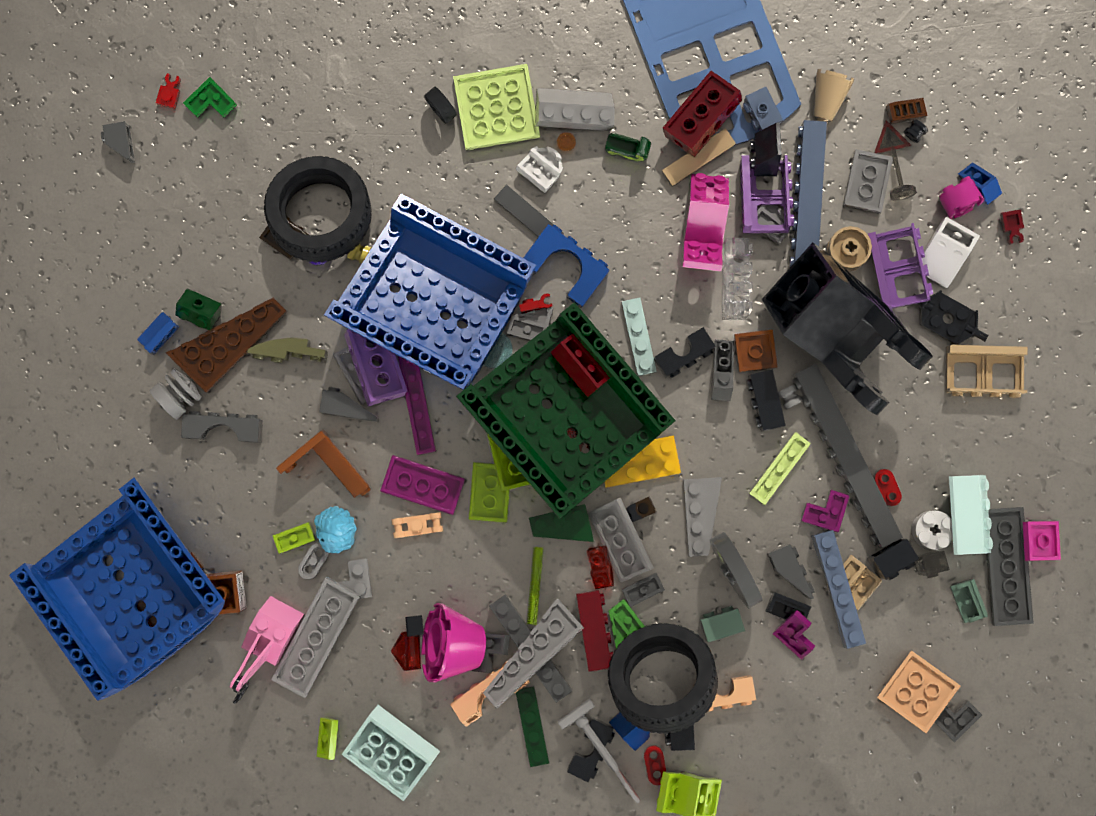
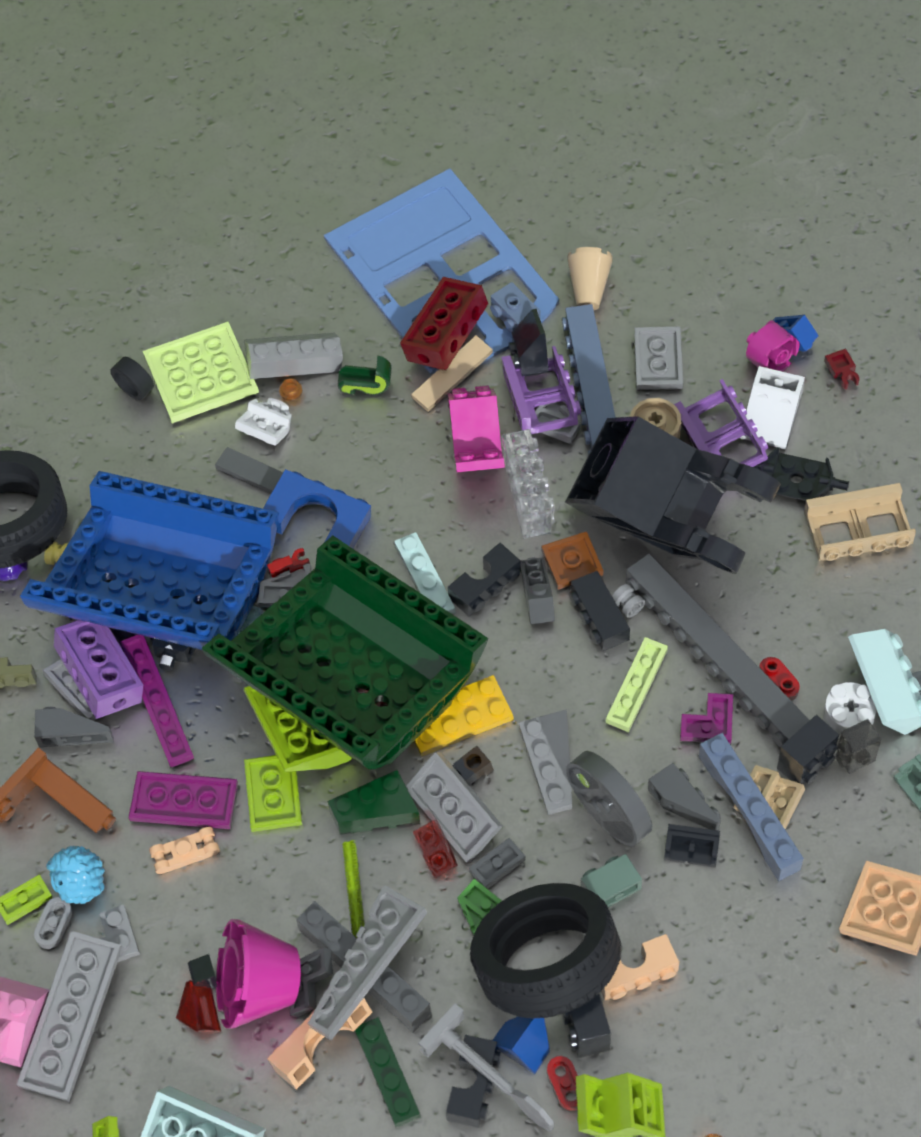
camera: 15 degrees left, 25 degrees down
(580, 365) = (355, 606): dark red brick -> none
(594, 631) = (443, 924): dark red brick -> none
(791, 634) = (703, 875): magenta plate -> none
(890, 141) = (674, 313): clear smoke piece -> none
(893, 118) = (672, 291): reddish brown slope -> none
(915, 131) = (699, 297): black wheel -> none

